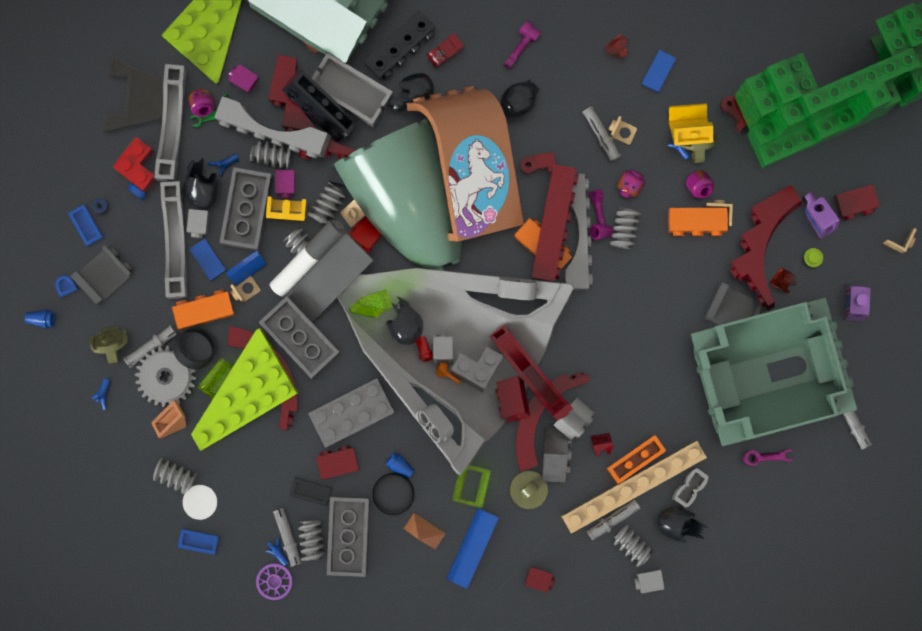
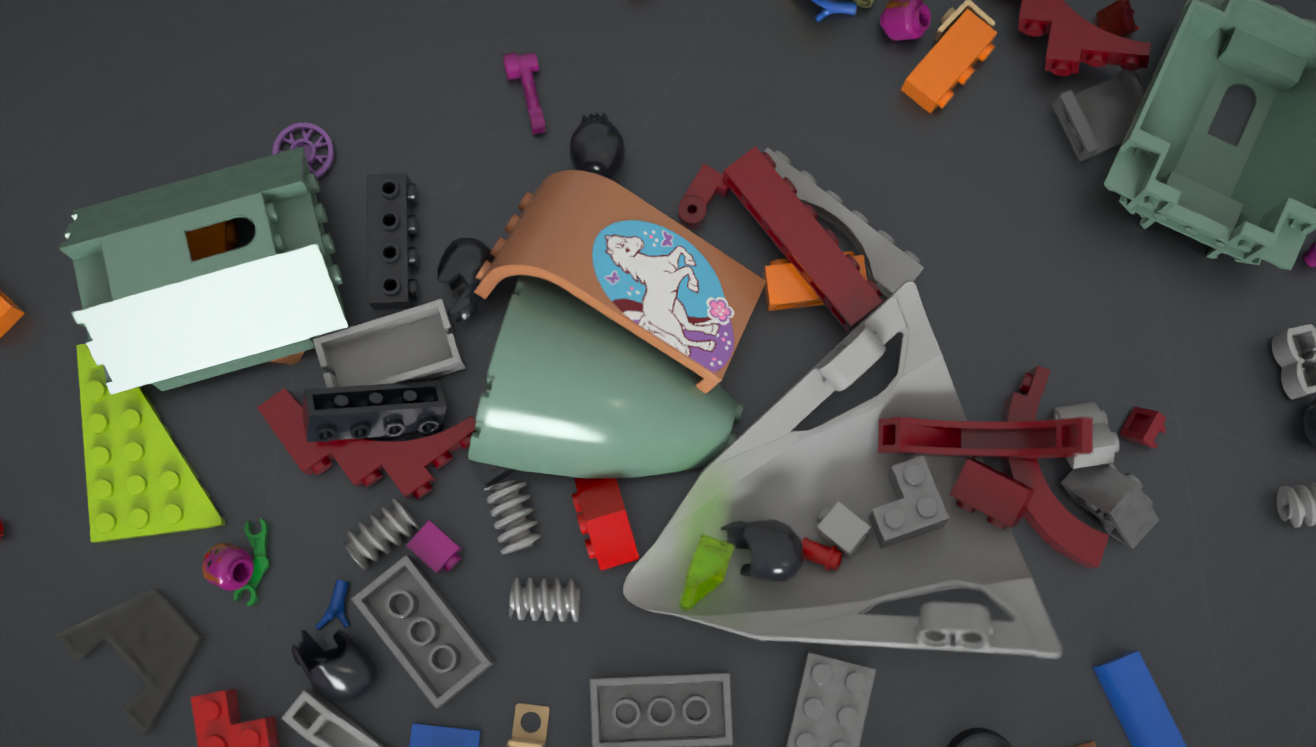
camera: 50 degrees left, 5 degrees down
(173, 105) = (247, 663): light grey arch -> none
(198, 223) = (383, 714): light grey brick -> none
(243, 79) = (248, 482): magenta brick -> none
(246, 268) = (502, 701): blue tile -> none
(286, 209) = (472, 576): yellow window -> none
(308, 139) = (405, 464): light grey arch -> none
(322, 270) = (597, 599): dark grey door -> none
(352, 213) = (555, 492): tan bracket -> none
(399, 465) = (948, 724): blue cone -> none
(442, 371) = (873, 556): orange hand -> none
(445, 50) = (450, 188): dark red leg -> none
(481, 491) = (1077, 642): clear neon green tile -> none
(528, 490) = (1126, 578): olive tile -> none
(539, 579) = (1264, 668): dark red brick -> none
(599, 230) = (857, 192): magenta brick -> none
(601, 133) = (732, 86): light grey pin -> none
(617, 125) = (739, 63): tan bracket -> none
(618, 516) = (1259, 500): light grey pin -> none
(625, 228) = (881, 158): light grey piece -> none
(631, 183) = (829, 103): magenta head -> none
(633, 486) = (1237, 436): tan brick -> none
(636, 459) = (1205, 400): orange brick -> none

